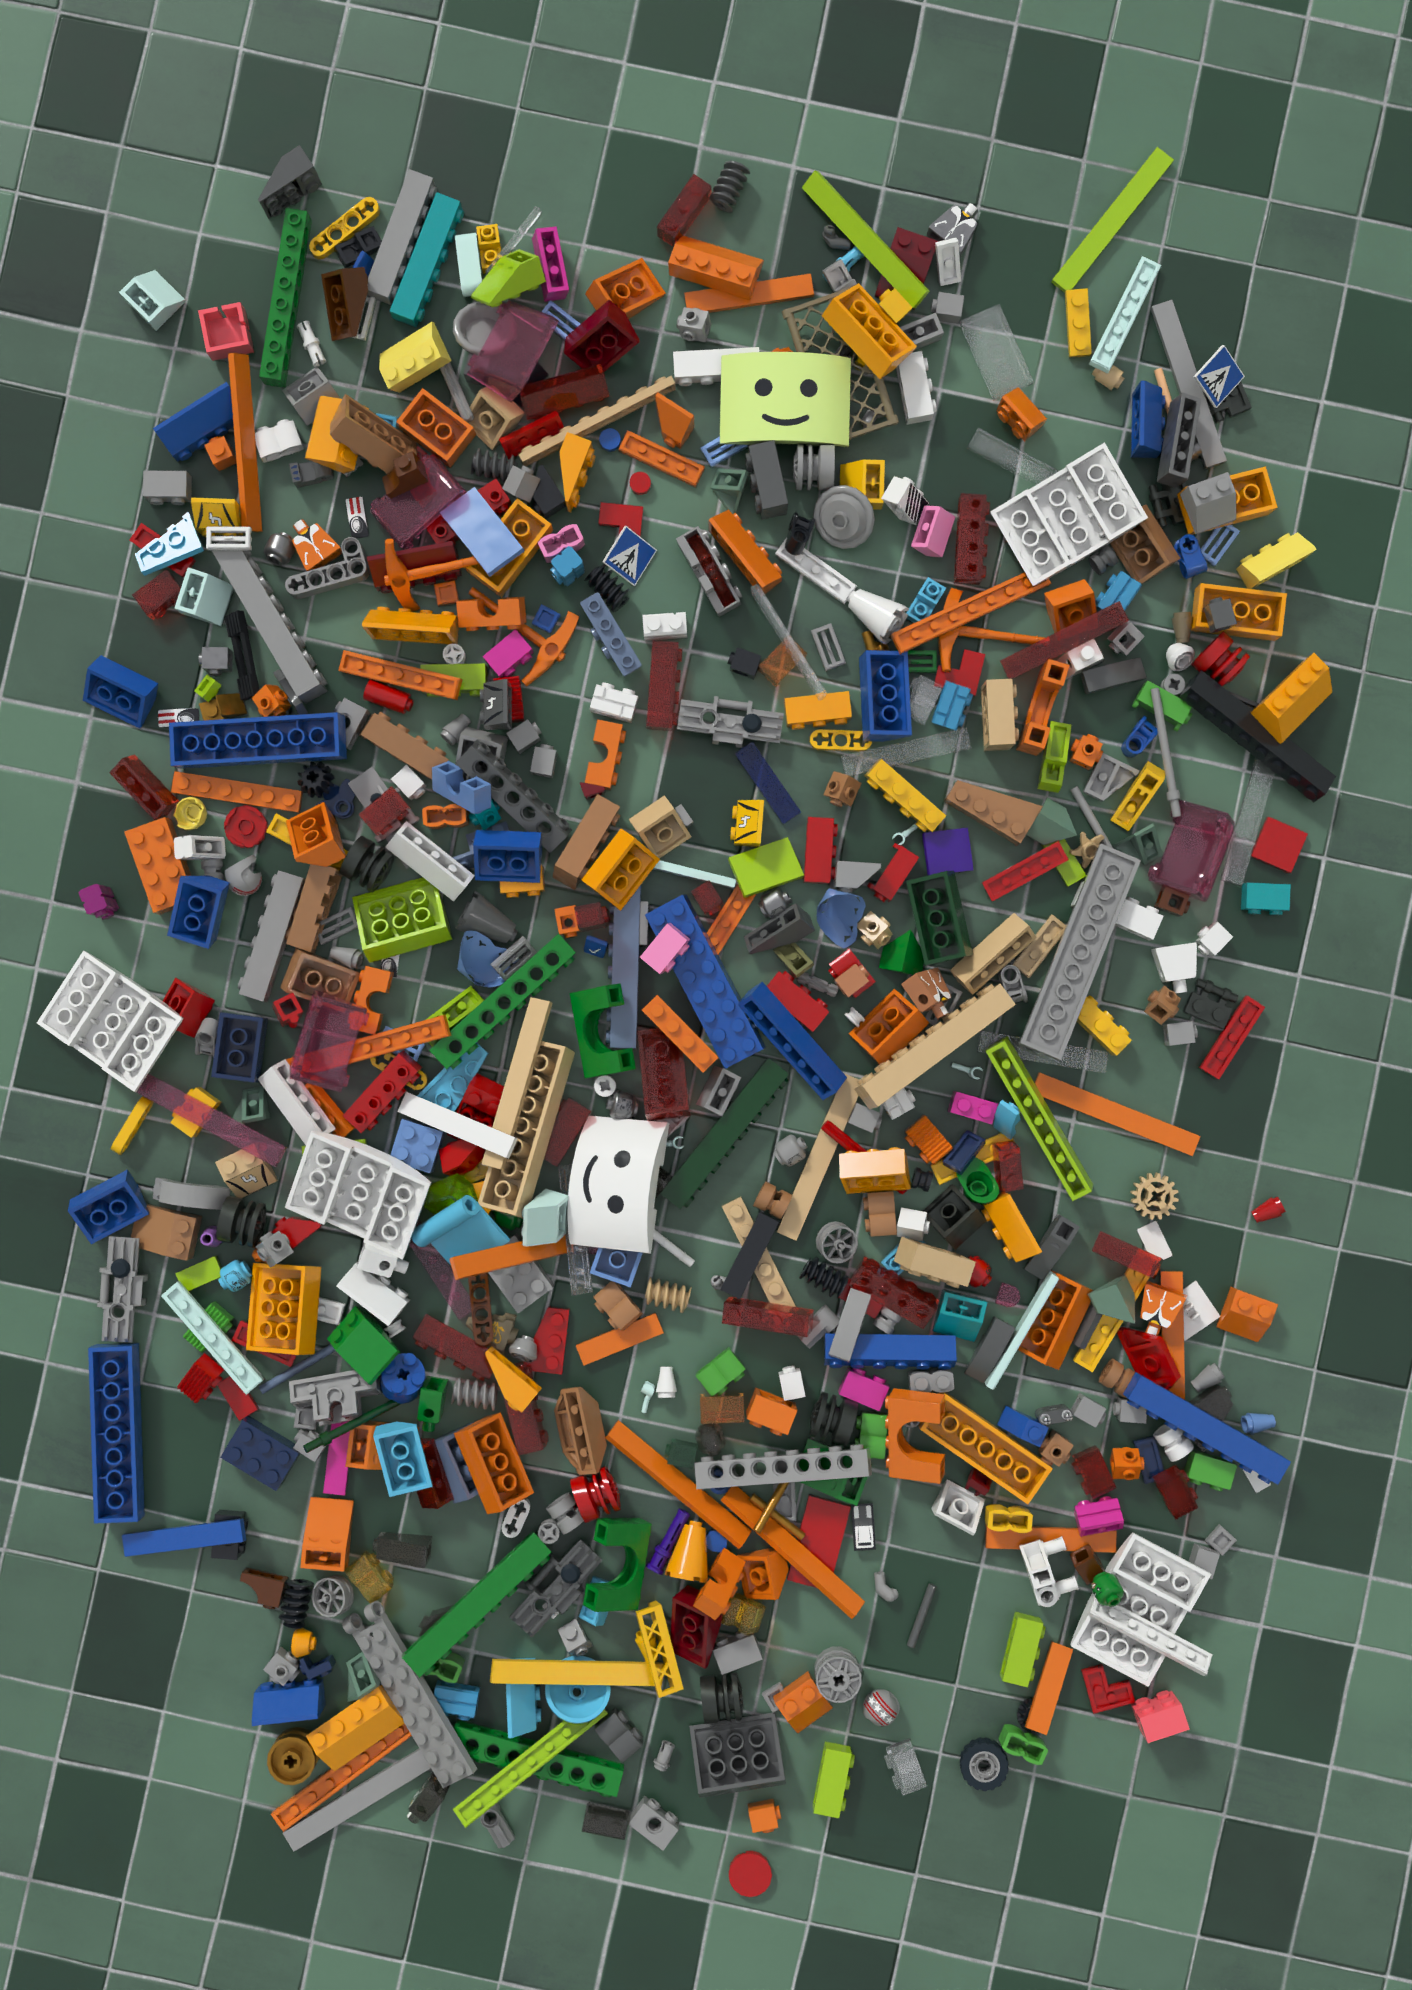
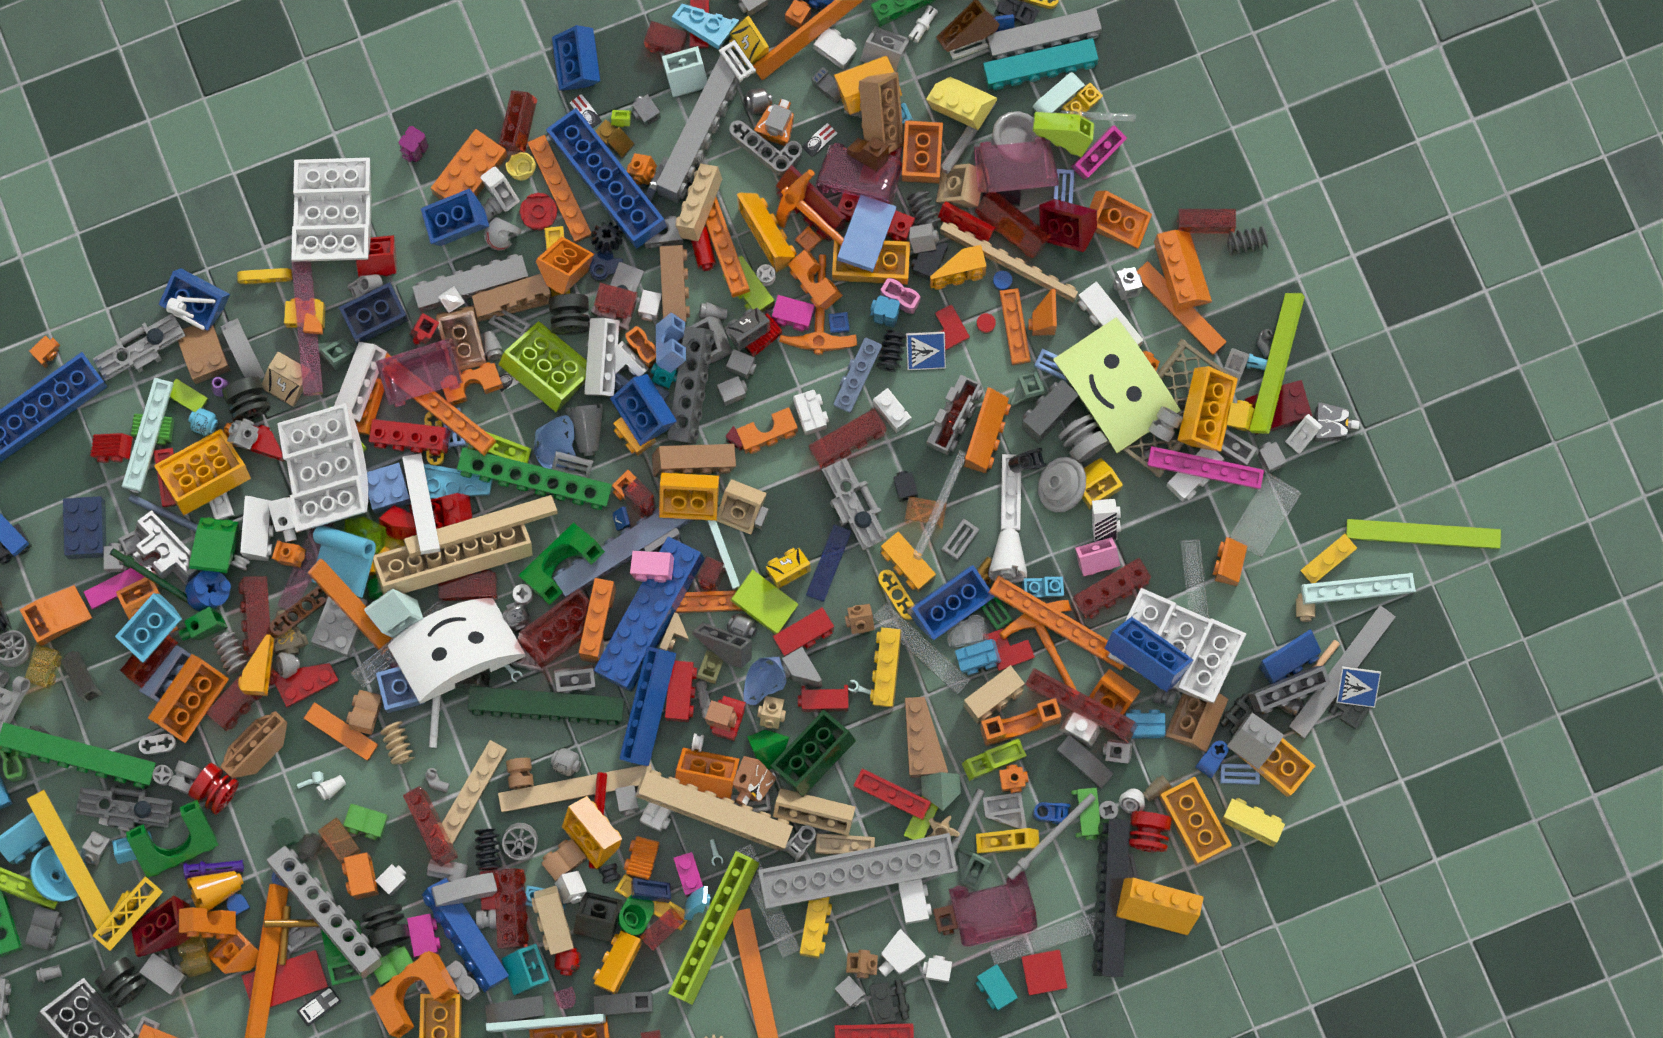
camera: 55 degrees right, 10 degrees down
(63, 1379) = (45, 350): none -> orange brick
(108, 1229) = (178, 308): none -> white plant
(212, 1113) = (312, 325): none -> orange tile
(236, 627) = (679, 108): black container -> none
(239, 1402) = (113, 483): red tile -> none
(276, 965) = (451, 299): none -> white tile
(313, 541) = (778, 120): none -> light grey brick
(342, 669) = (698, 202): none -> tan brick
(418, 1278) = (288, 554): none -> orange brick
(446, 837) = (624, 356): none -> white slope
(678, 1484) = (260, 847): orange tile -> none
(734, 965) = (674, 629): none -> tan slope
(749, 1255) = (467, 783): black tile -> none
(856, 379) = (1165, 423): none -> light grey wheel
(920, 373) = (1205, 467): none -> dark pink plate
(947, 851) = (869, 728): dark purple slope -> none
(1061, 545) = (1148, 654): none -> blue slope
(1220, 615) = (1178, 804): dark grey brick -> none

